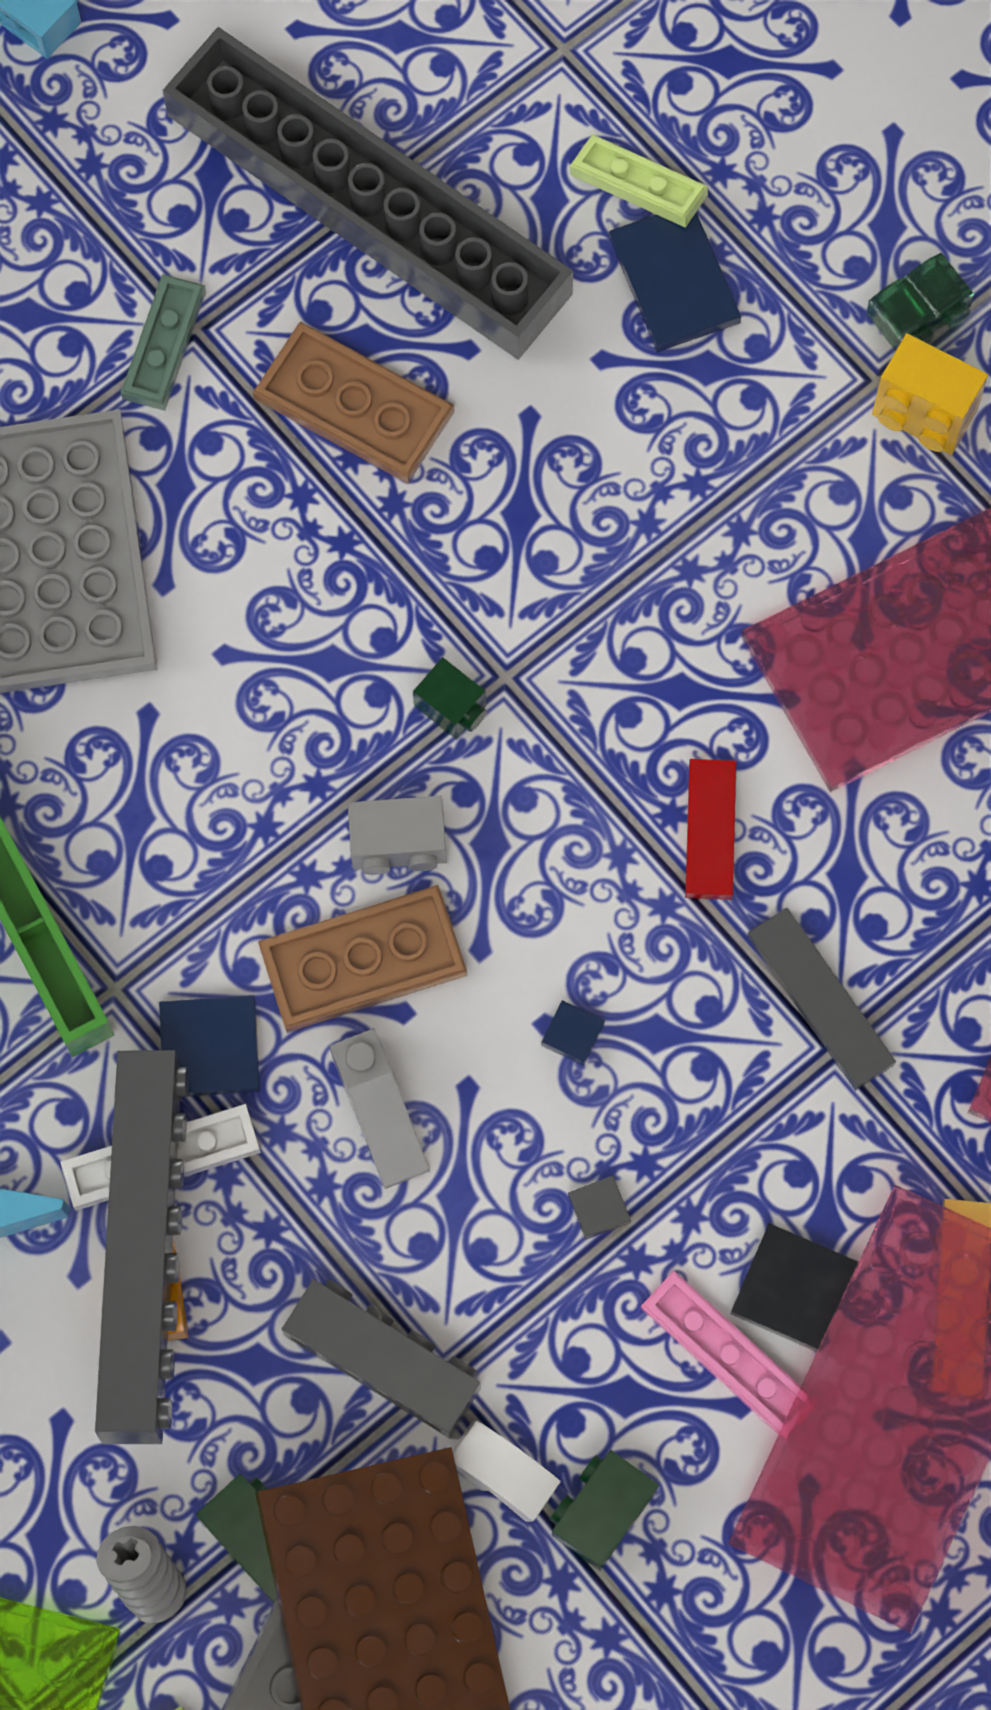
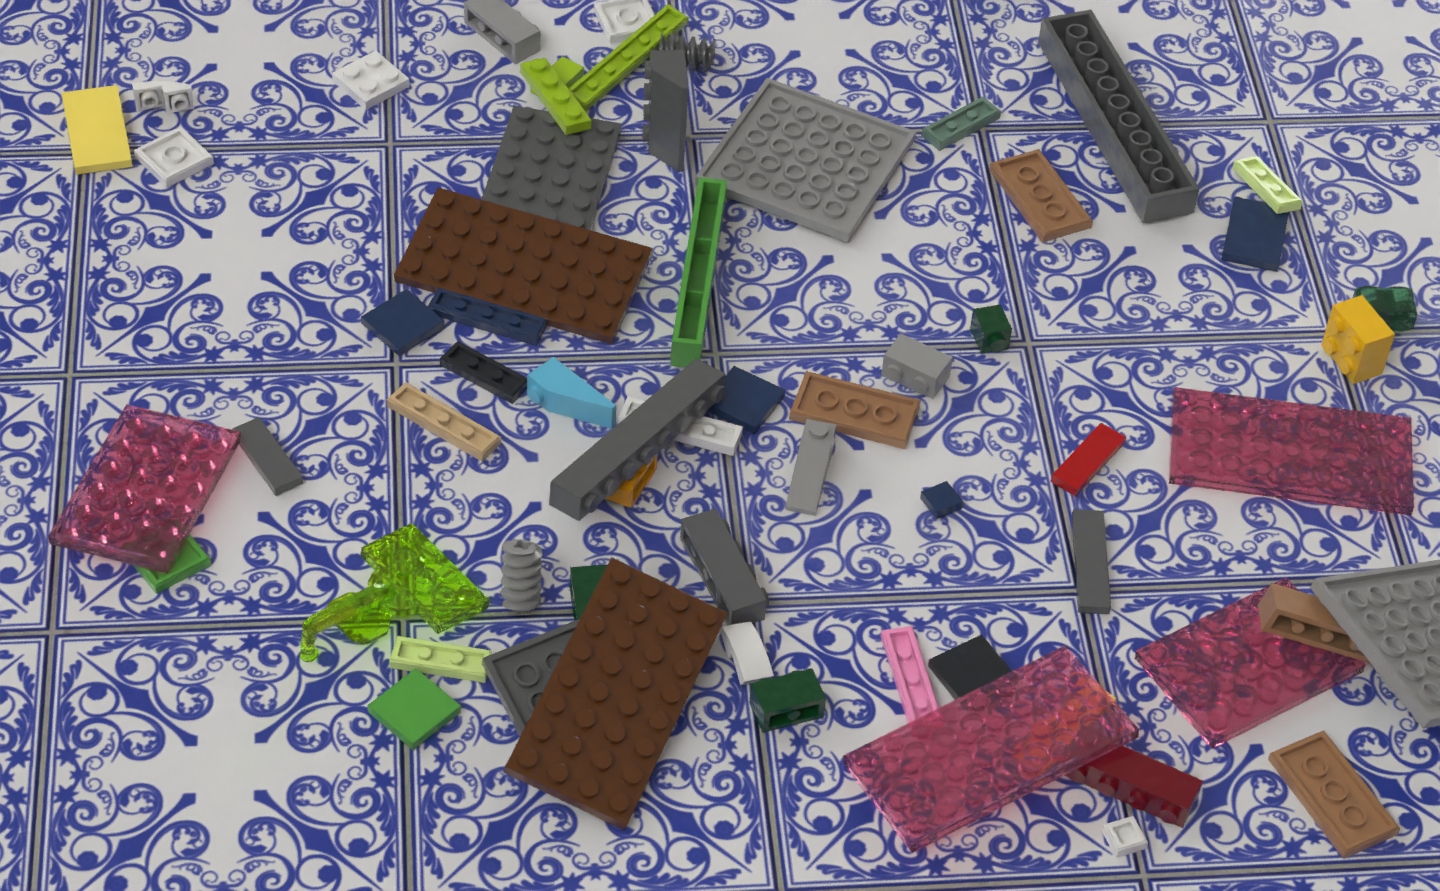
camera: 30 degrees right, 25 degrees down
(599, 1207) = (893, 578): dark grey tile -> none

